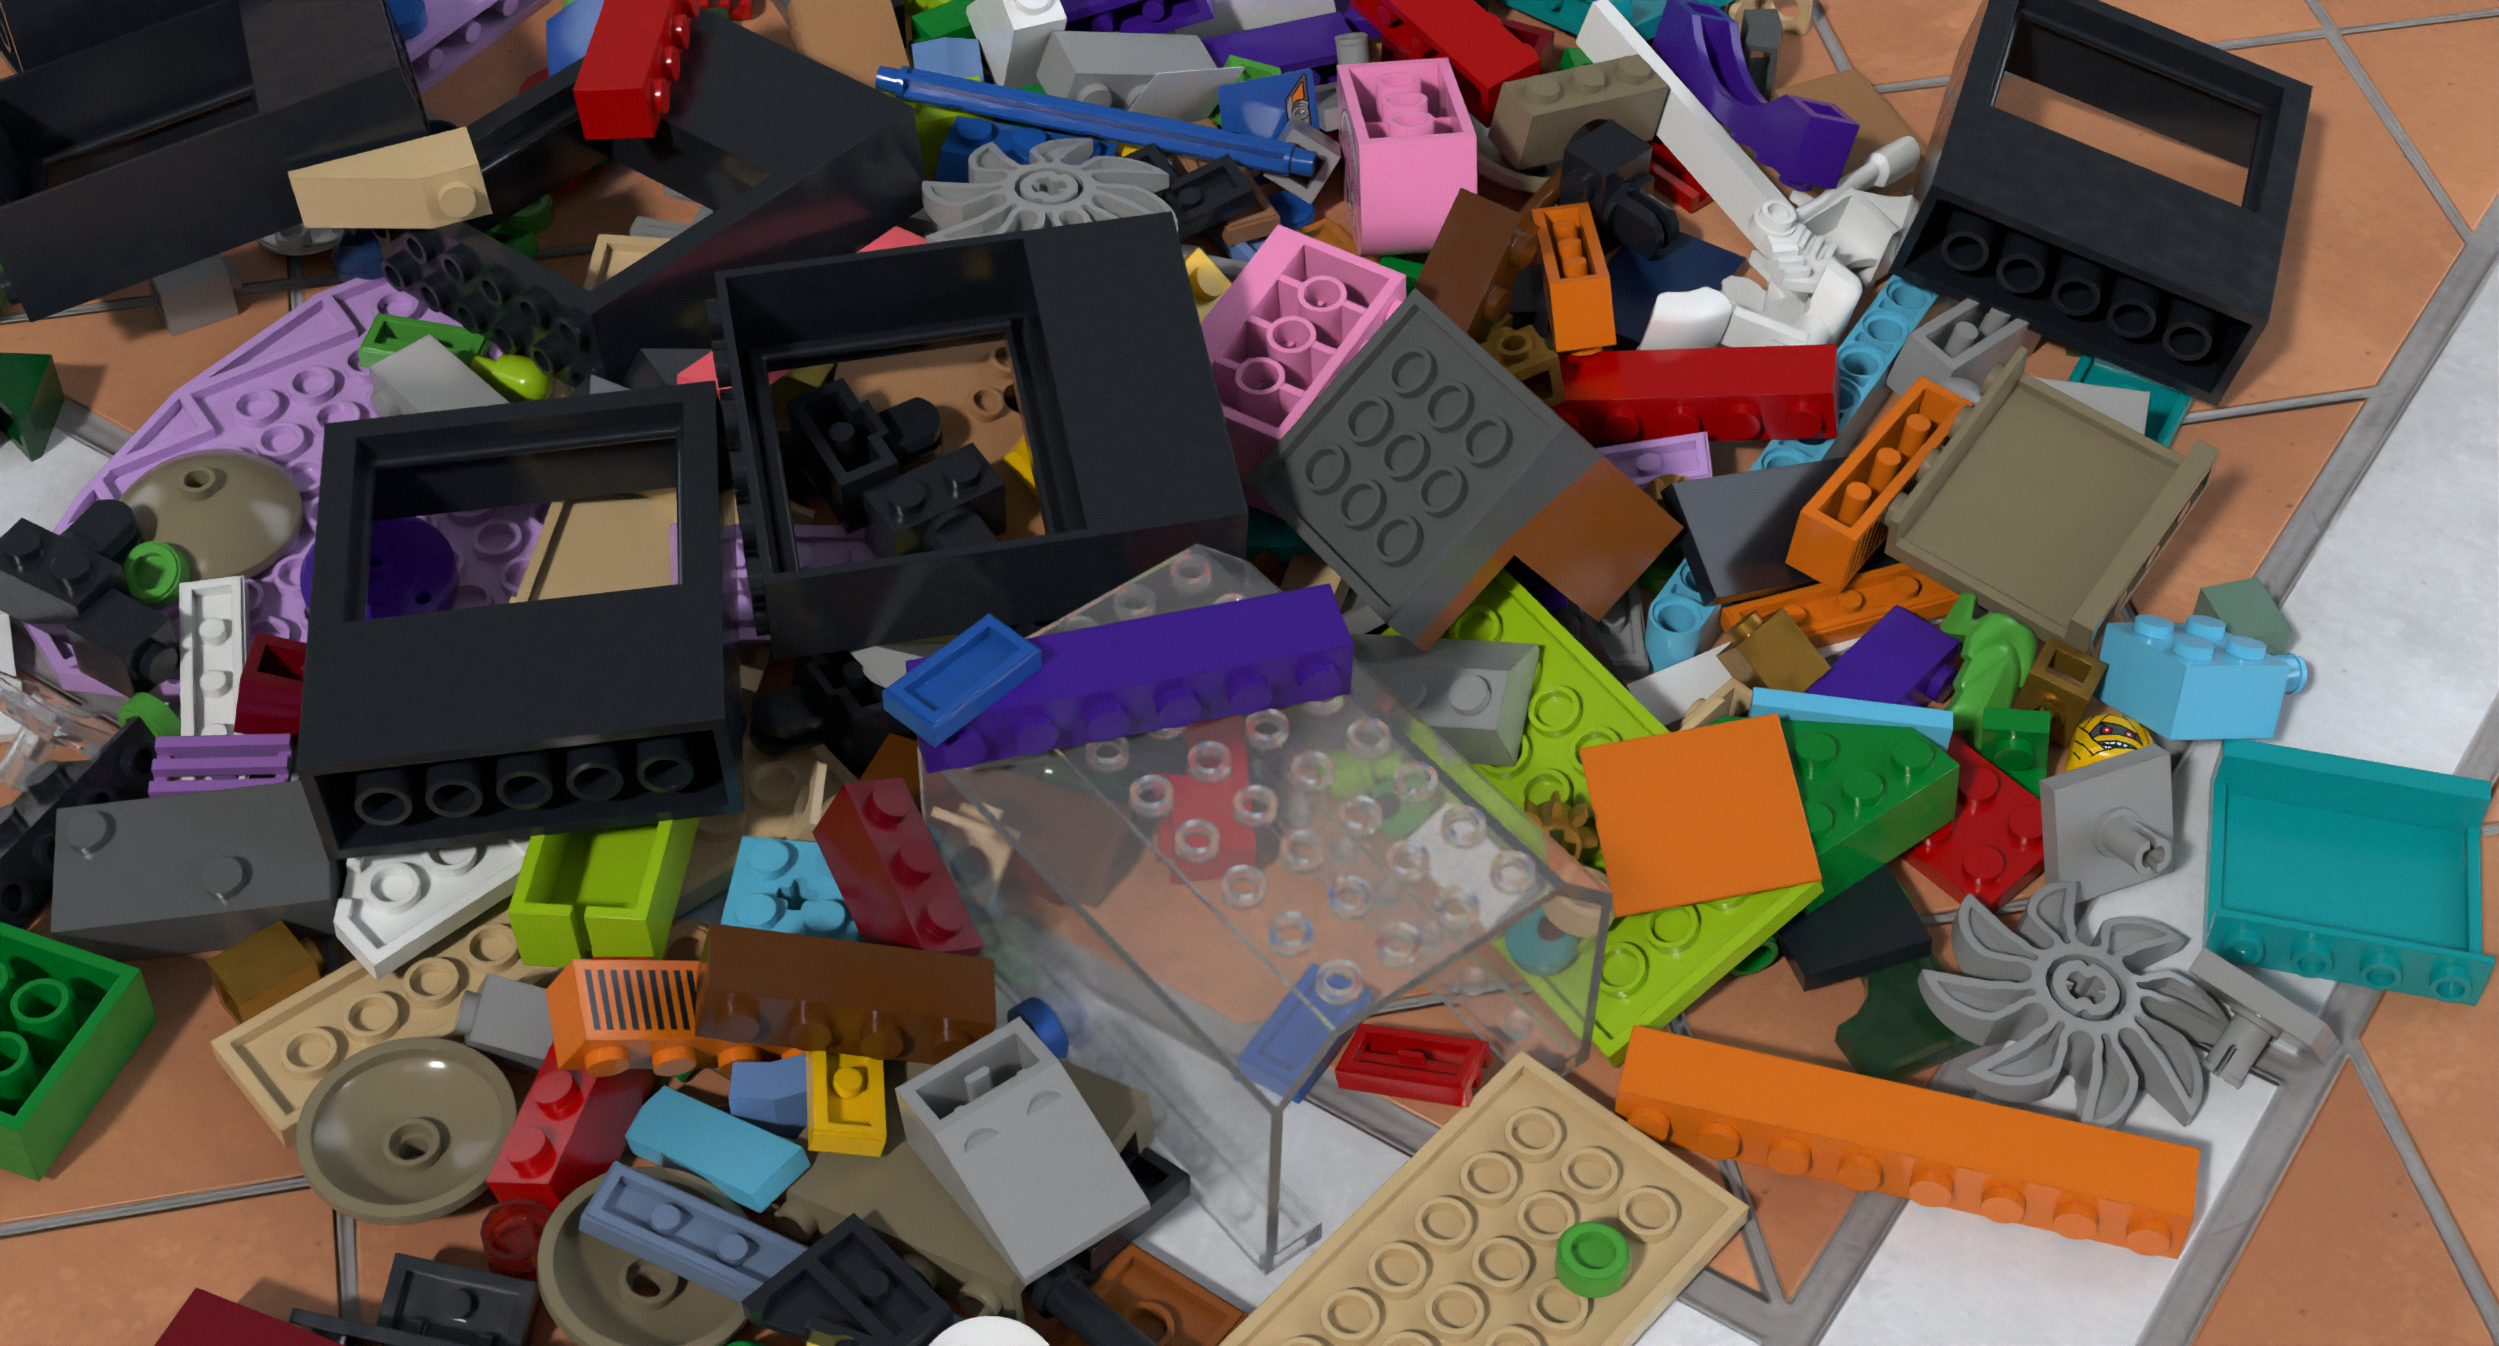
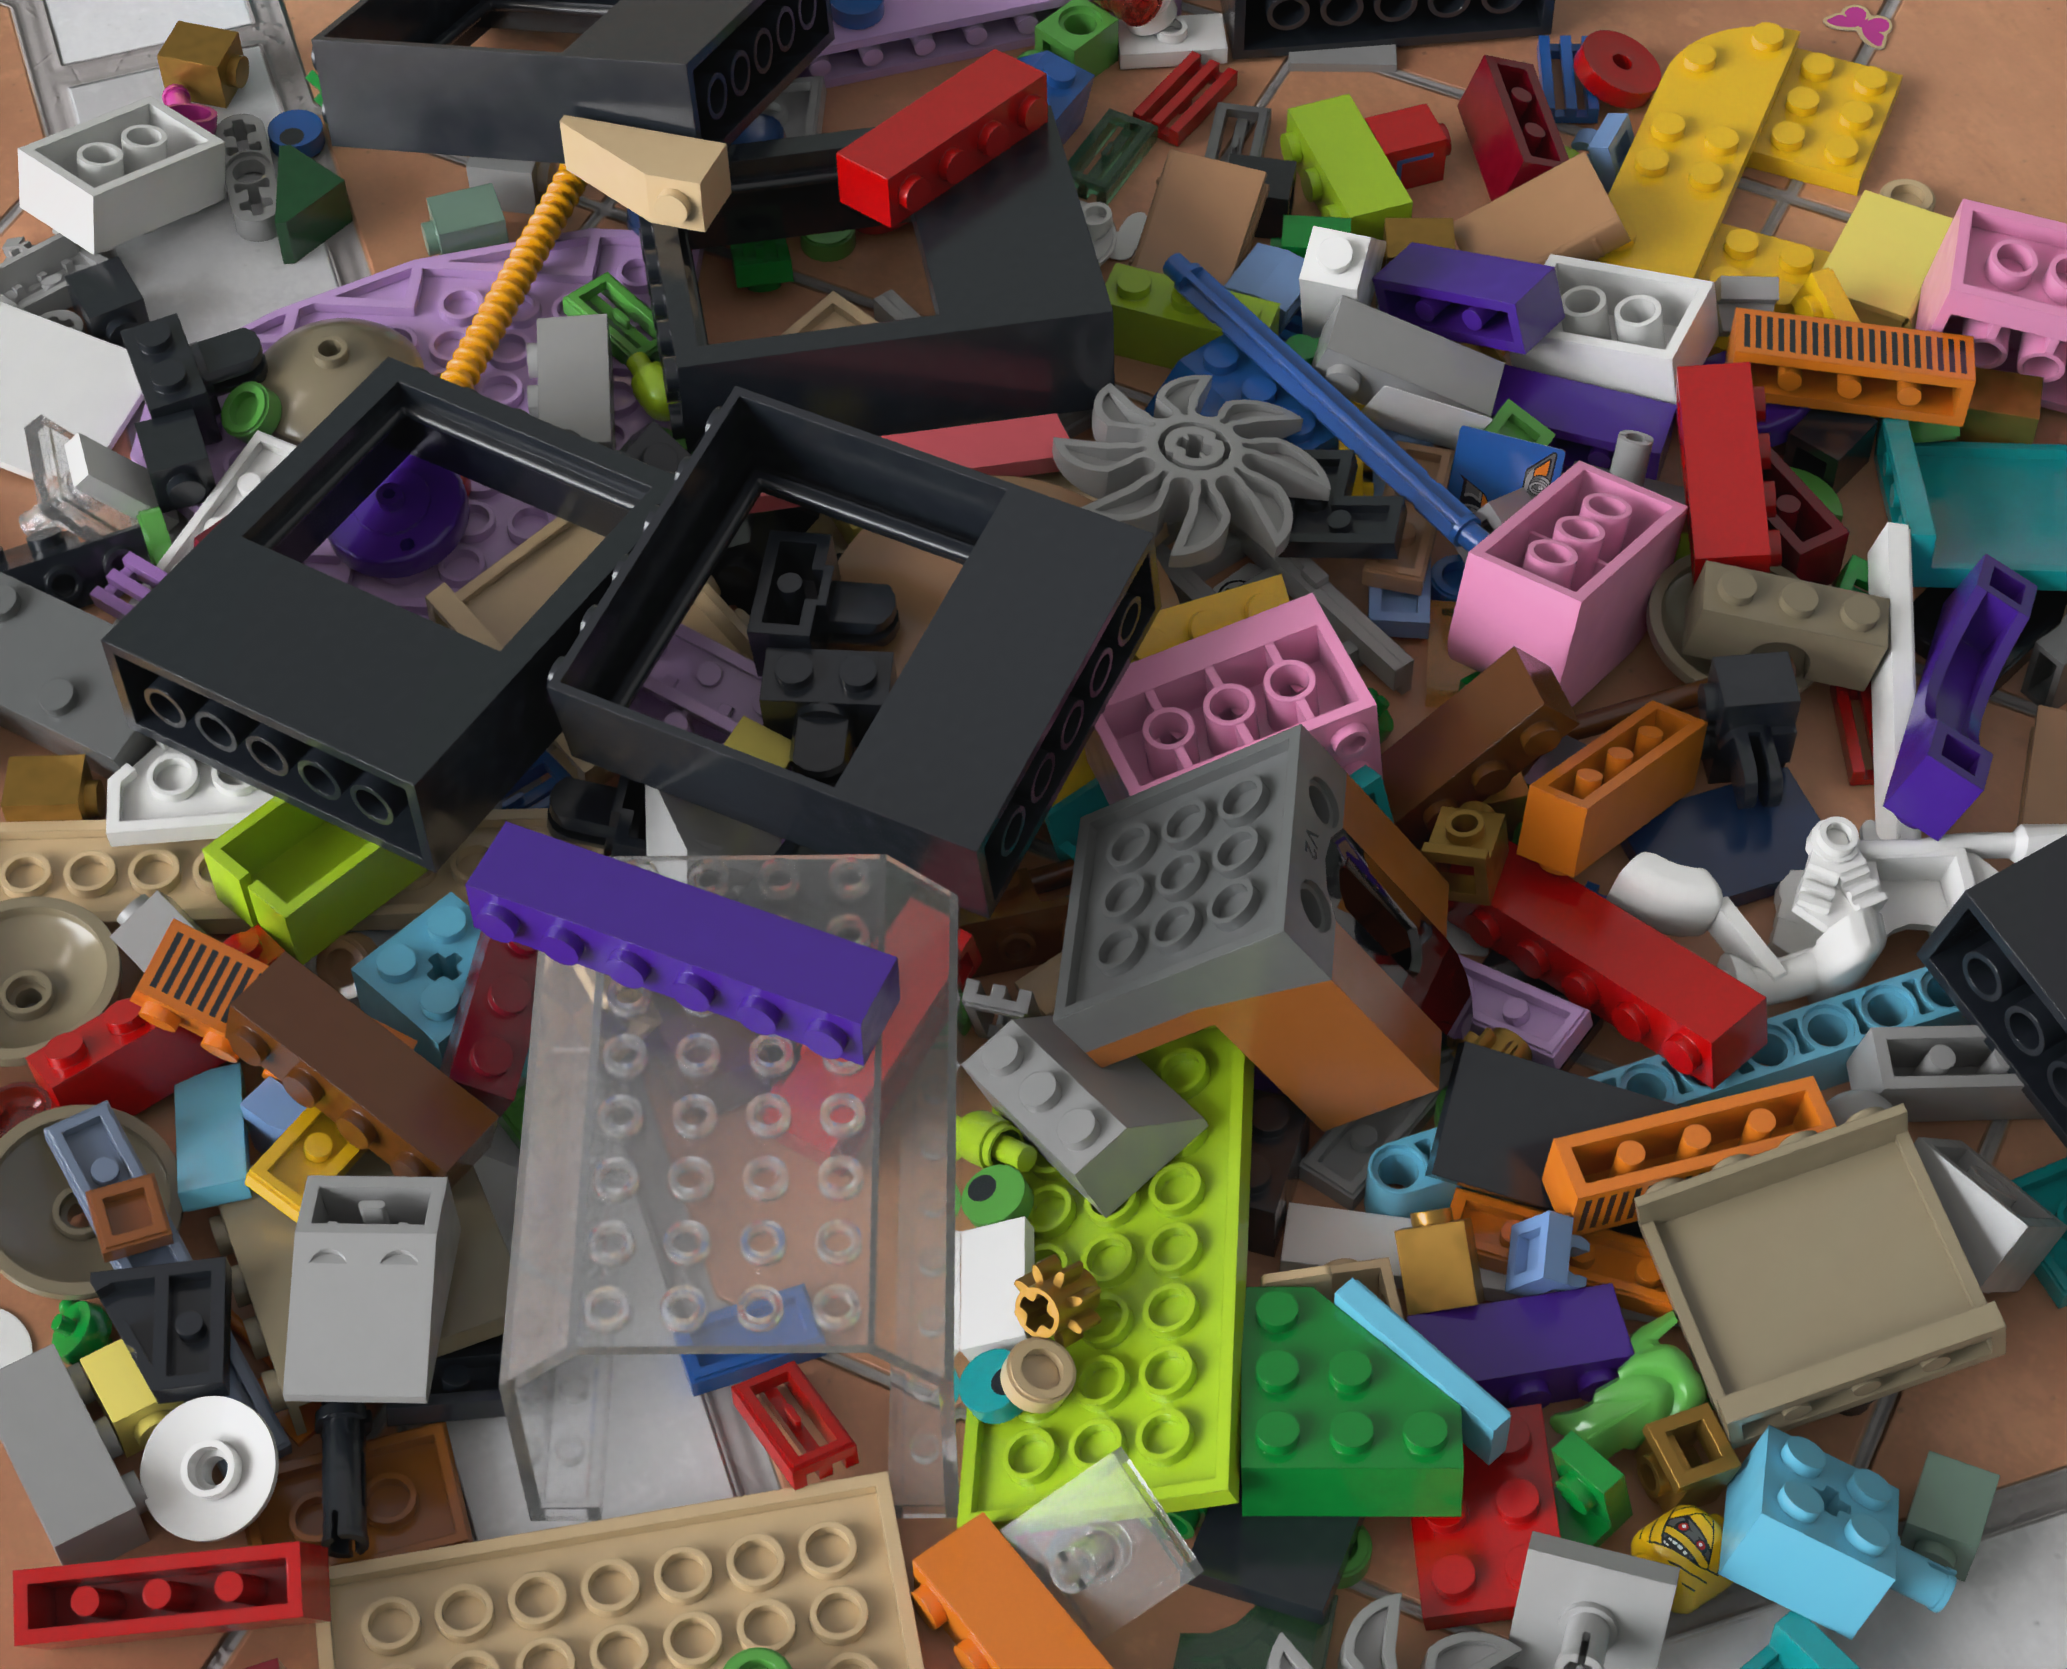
camera: 40 degrees right, 5 degrees up
(69, 690) = (112, 478): none -> white tile
(194, 340) = (464, 221): none -> sand green brick
(292, 347) = (515, 279): none -> light orange hose
(728, 1239) = (129, 1217): none -> dark orange tile
(961, 680) = (522, 864): blue tile -> none
(1699, 815) = (1188, 1363): orange piece -> none
(1747, 986) = (1104, 1547): none -> clear tile
(1840, 609) = (1541, 1255): none -> medium blue tile

